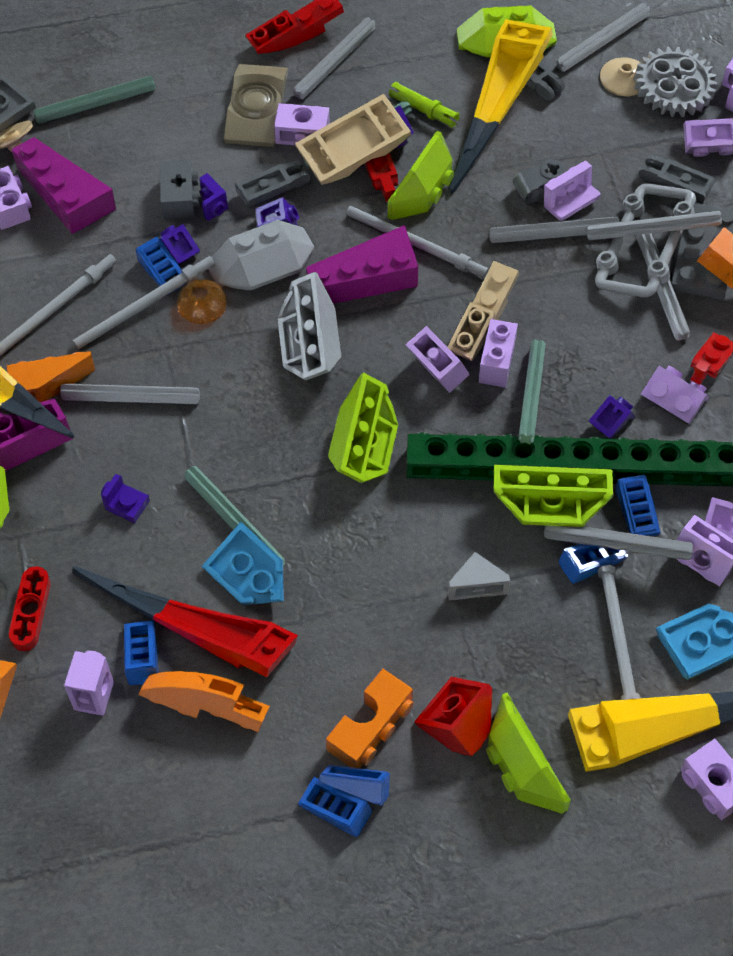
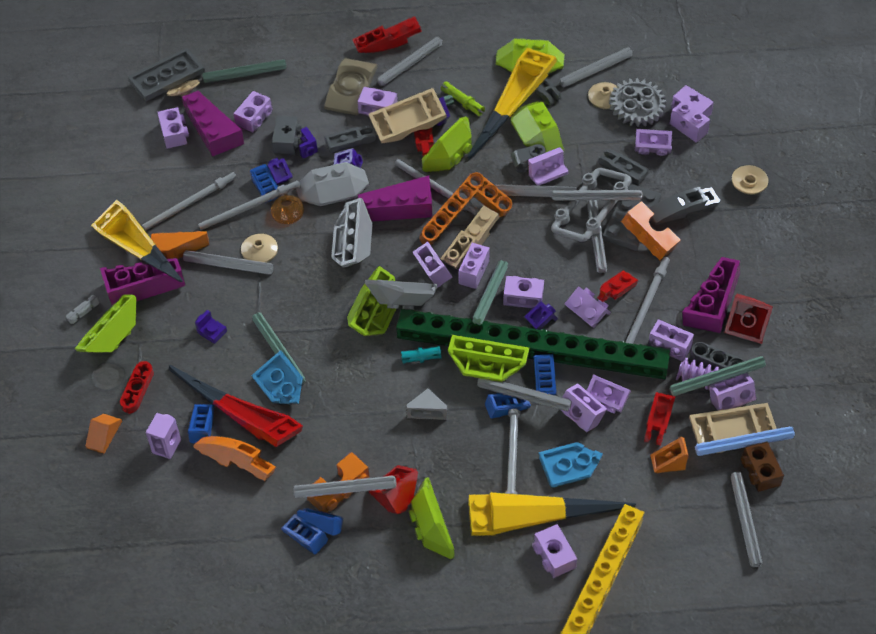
camera: 10 degrees right, 5 degrees down
(121, 159) = (253, 111): none -> lavender brick
(175, 374) = (264, 252): none -> tan dish
(387, 727) = (344, 486): none -> light grey axle
(405, 410) = (401, 293): none -> light grey wedge
(449, 499) = (421, 354): none -> teal pin
(458, 262) = (459, 204): none -> orange beam
(541, 133) = (536, 126): none -> lime wedge
(569, 393) = (523, 292): none -> lavender brick

